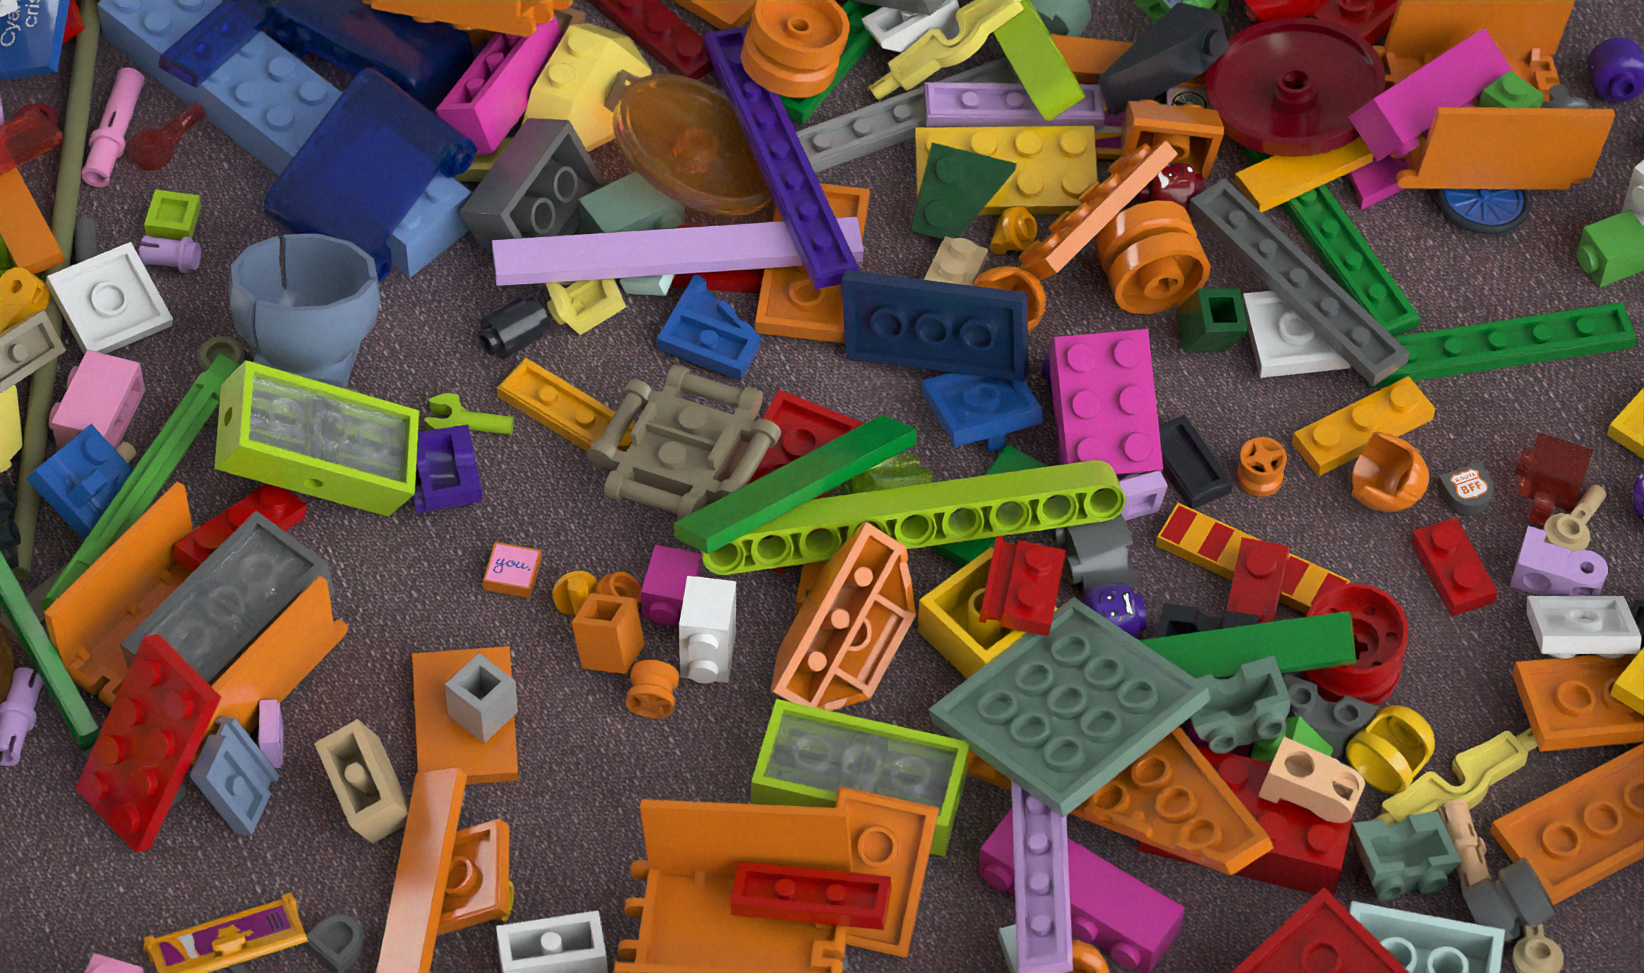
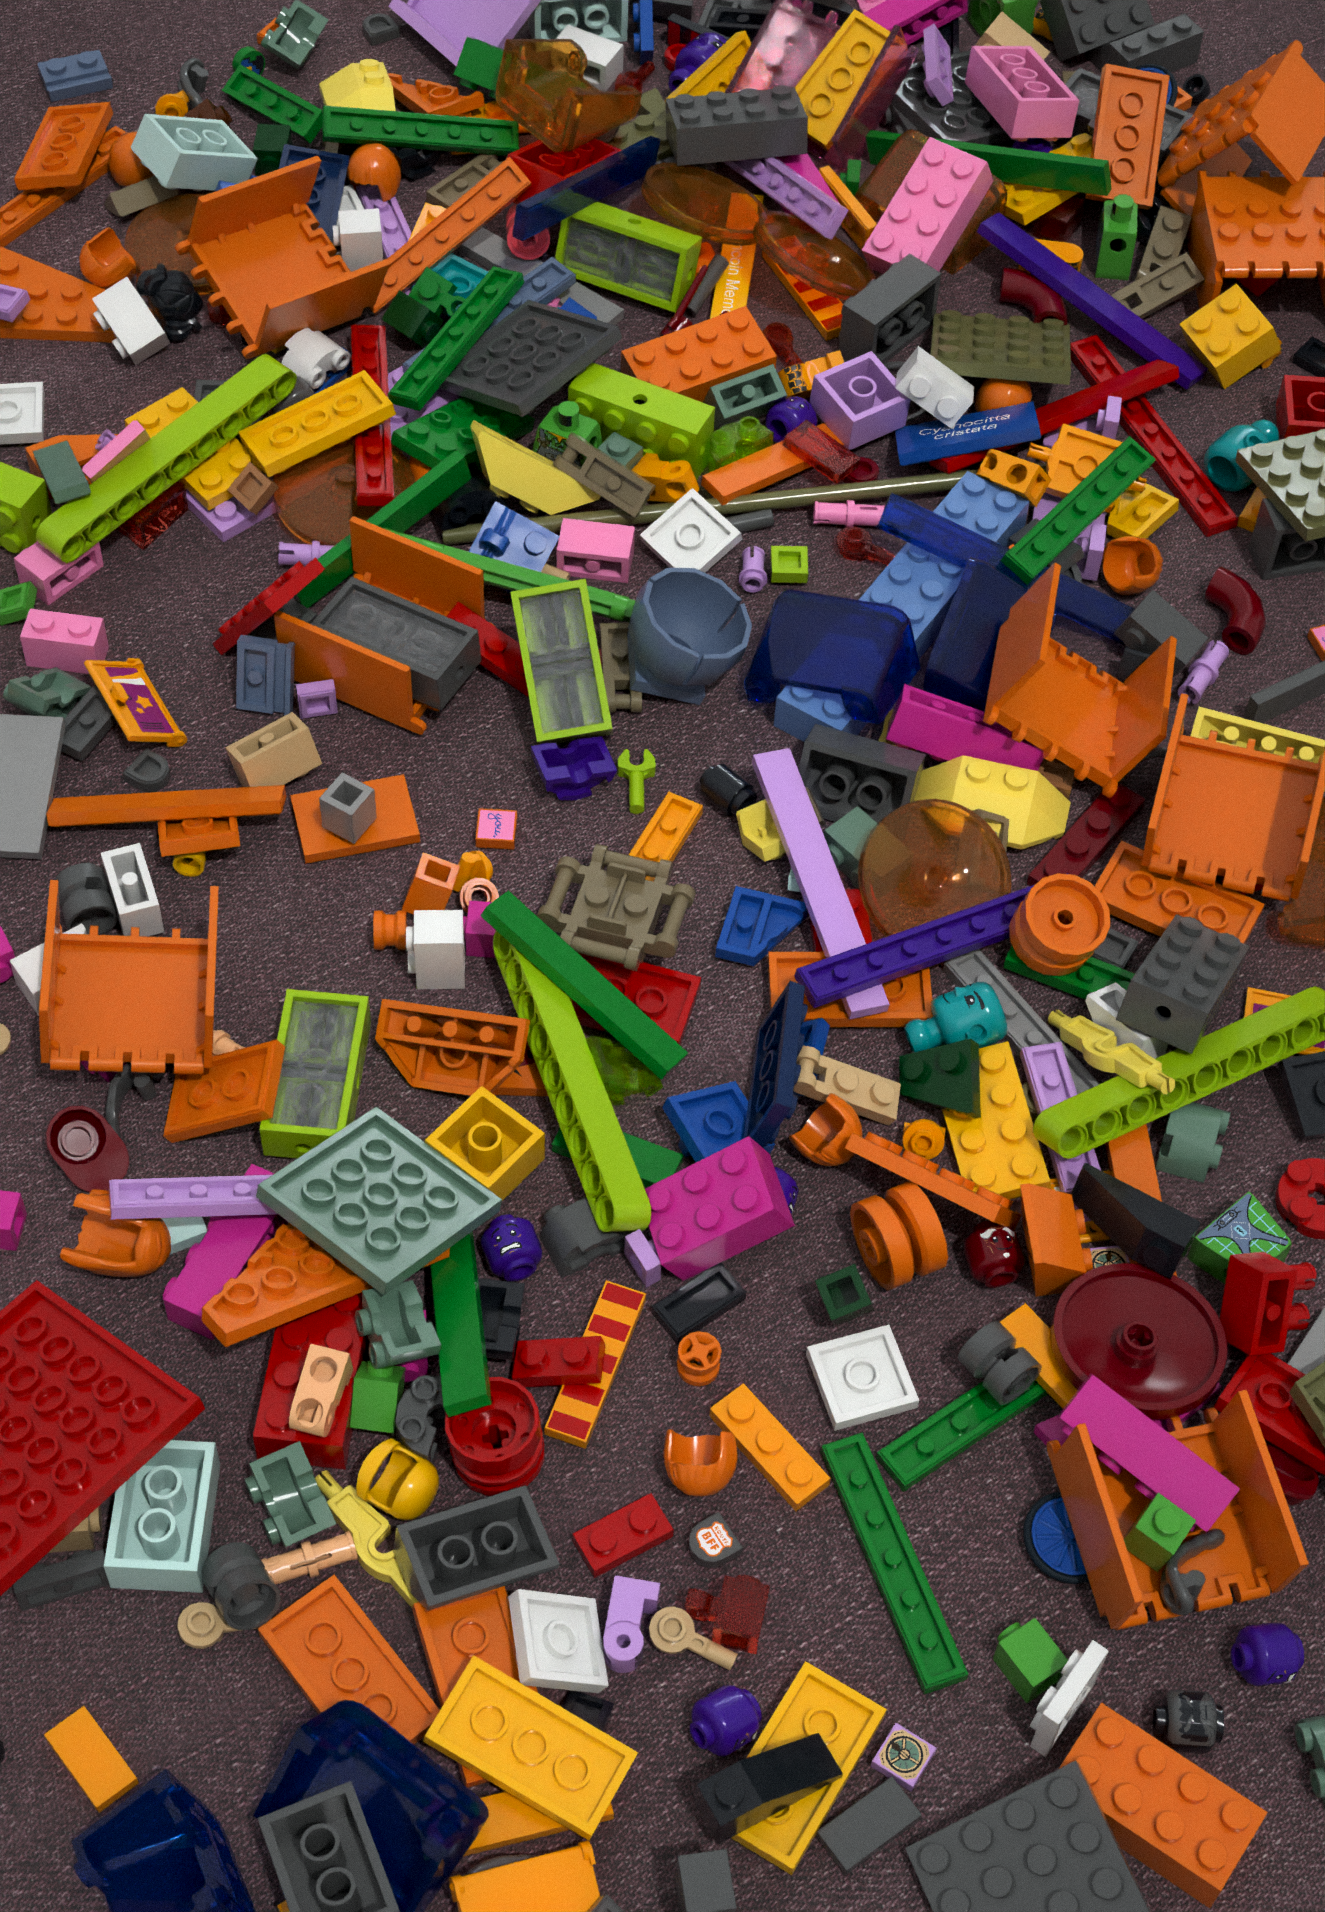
camera: 80 degrees right, 0 degrees up
(811, 895) = (172, 1034): red plate -> none
(882, 157) = (958, 1016): none -> teal piece
(1022, 586) = (500, 1154): red plate -> none
(1299, 282) = (901, 1362): dark grey plate -> none
(1312, 201) = (1004, 1368): none -> dark grey wheel
(1490, 679) = (473, 1548): none -> dark grey slope

